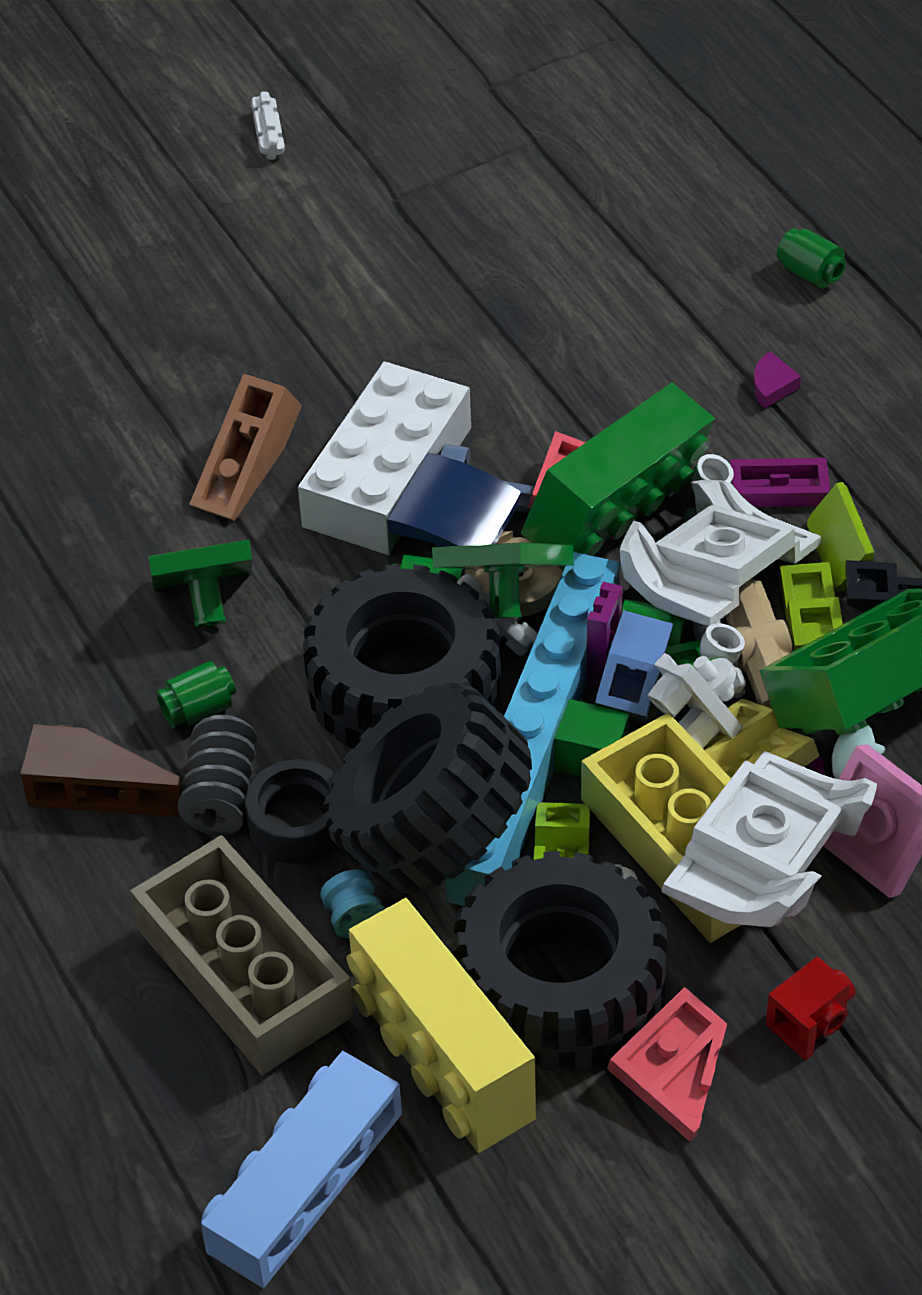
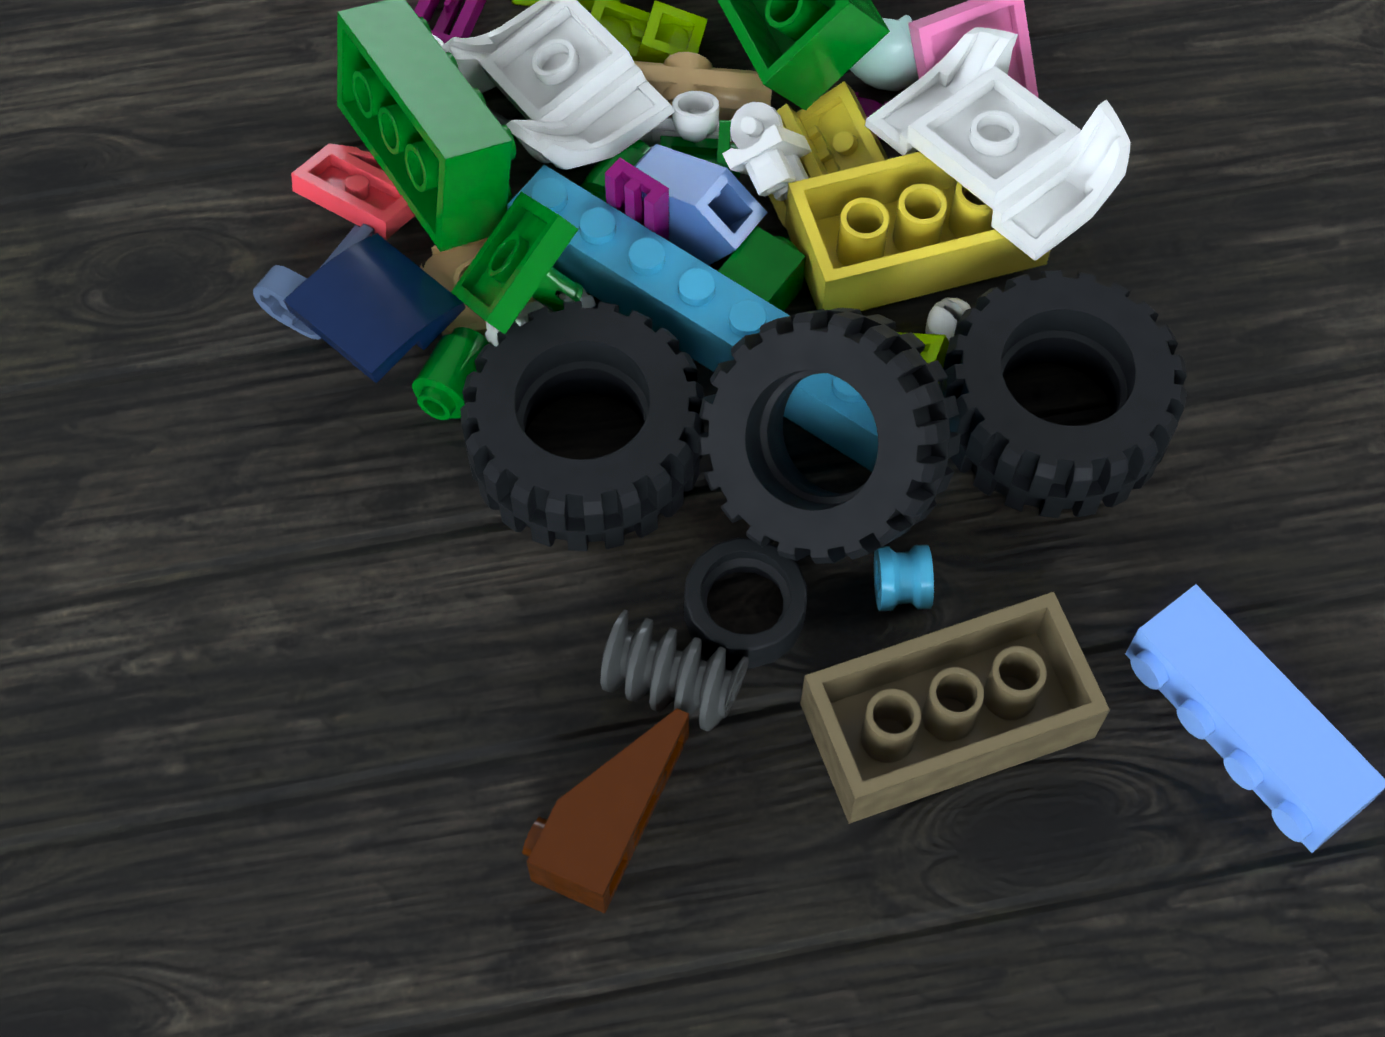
camera: 75 degrees left, 15 degrees up
(196, 695) = (527, 667): green brick -> none
(202, 570) = (345, 607): green tile -> none
(246, 446) = (144, 510): nougat slope -> none
(378, 452) = (239, 357): white brick -> none
(442, 1026) = (1122, 522): light yellow brick -> none
(674, 1061) = (1205, 340): coral wing -> none
(809, 1005) = (1163, 201): red brick -> none

